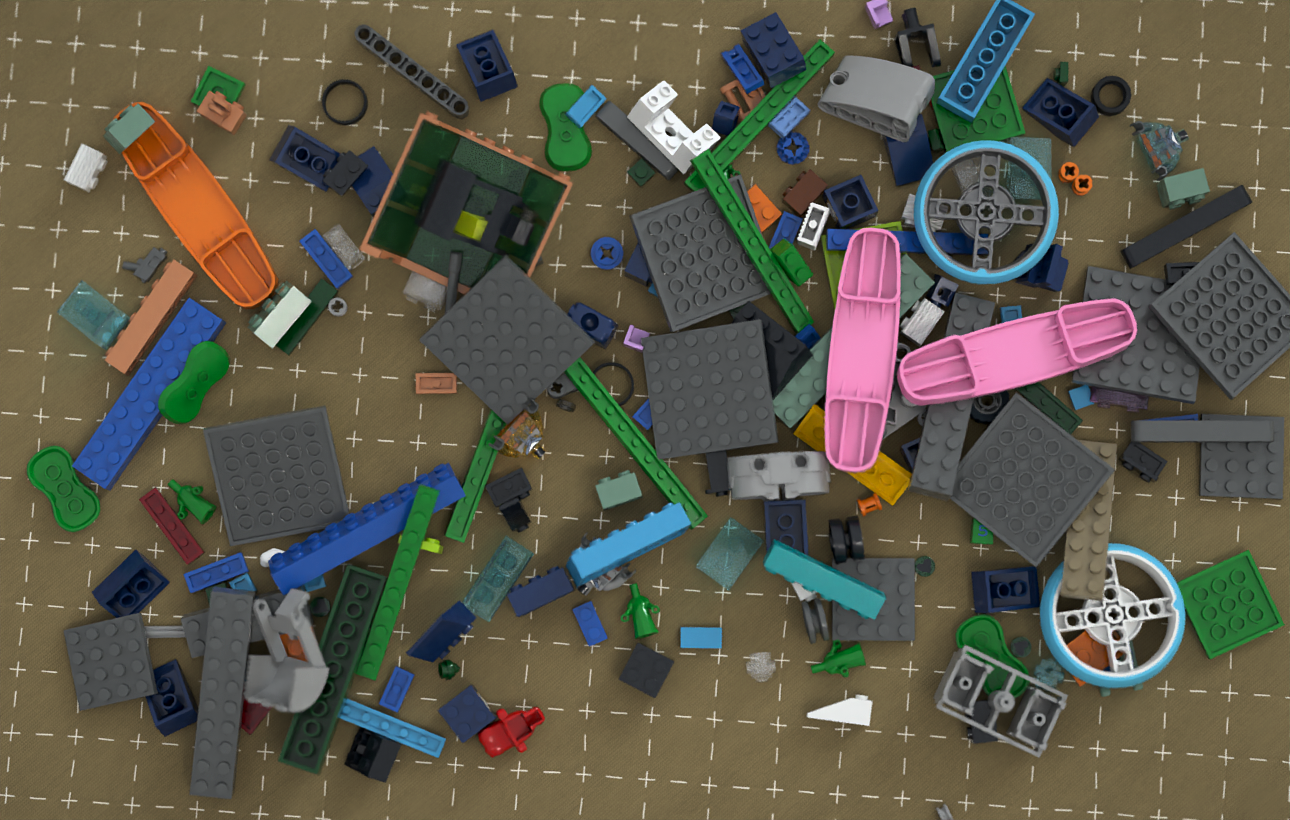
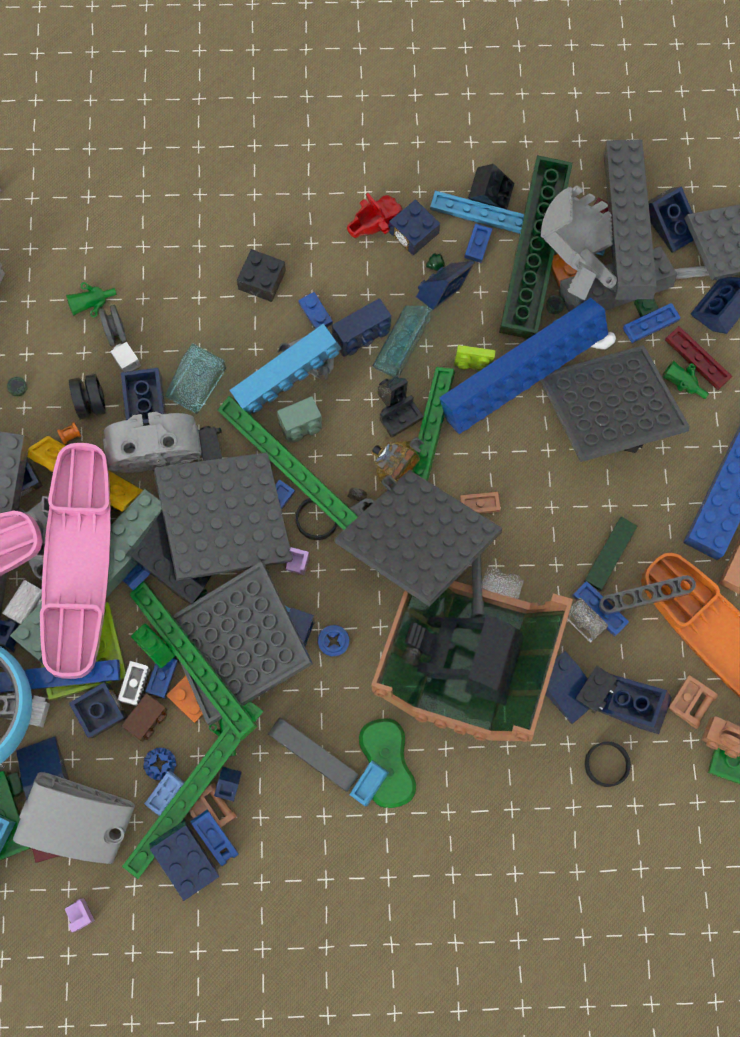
camera: 160 degrees right, 10 degrees down
(204, 367) = (699, 490): green plate -> none
(243, 582) = (625, 314): dark azure tile -> none
(252, 159) = (686, 699): none -> nougat plate
(278, 313) = (636, 547): brick -> none
(287, 266) = (654, 589): none -> dark grey beam
(333, 302) = (578, 570): light grey bush -> none
(398, 581) = (489, 322): green plate -> none
(407, 63) = (556, 802): dark grey beam -> none
(471, 225) = (465, 645): neon yellow slope -> none
(487, 65) = (472, 816): dark blue slope -> none
(595, 324) = (341, 566): dark blue piece -> none
(641, 172) = (308, 723): dark green plate -> none
(642, 619) = (268, 315): green piece -> none
(654, 117) = (265, 749): white plate -> none
(701, 637) = (215, 309): dark azure tile -> none
(761, 666) = (160, 288): clear brick -> none
(824, 580) = (105, 356): teal brick -> none
(850, 710) = (79, 259): white slope -> none
(897, 613) = (61, 352): dark grey plate -> none
(915, 30) = (40, 898): black piece -> none

